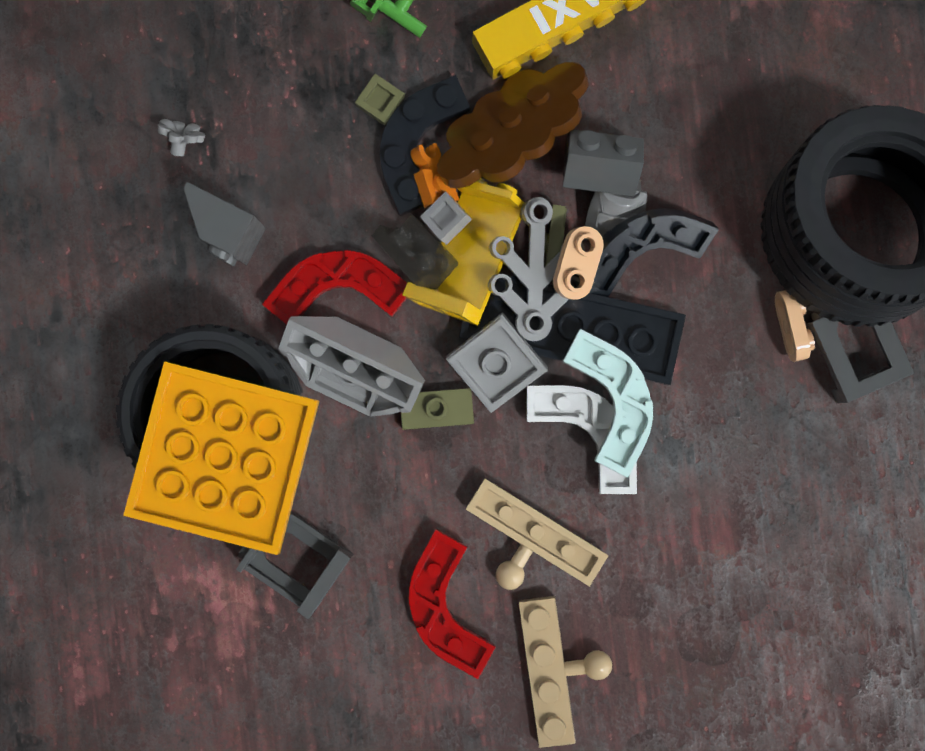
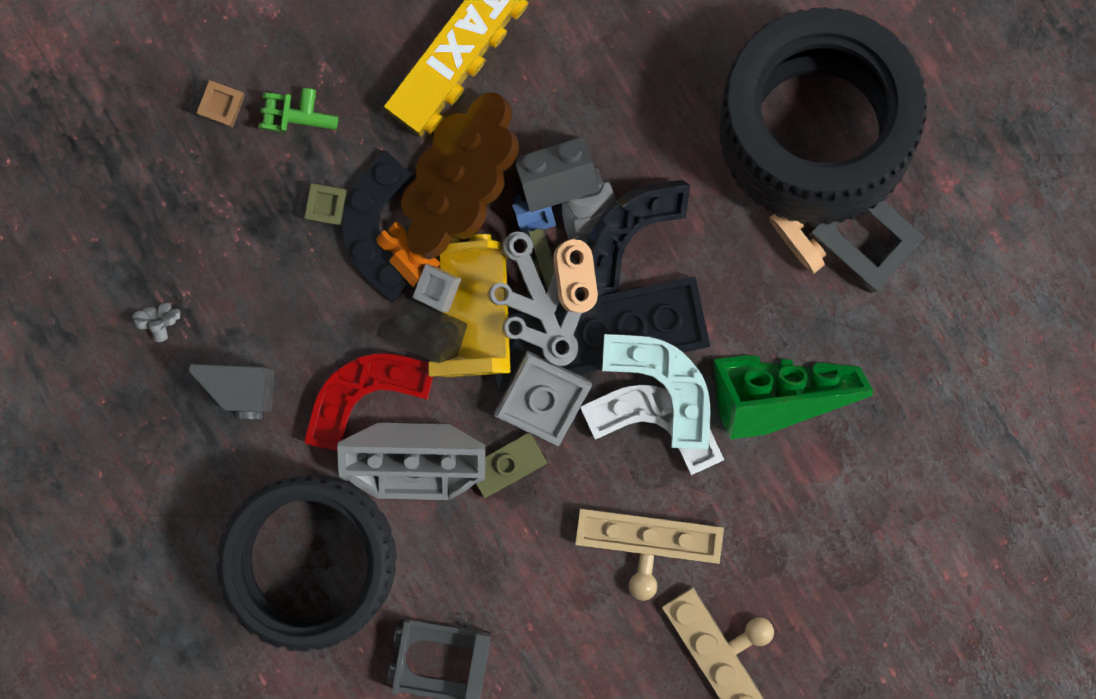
camera: 25 degrees left, 0 degrees up
(221, 458) = (338, 597): light orange plate -> none
(430, 610) = (584, 651): red plate -> none
(559, 195) = (531, 221): none -> medium blue tile
(706, 457) = (767, 397): none -> green wedge

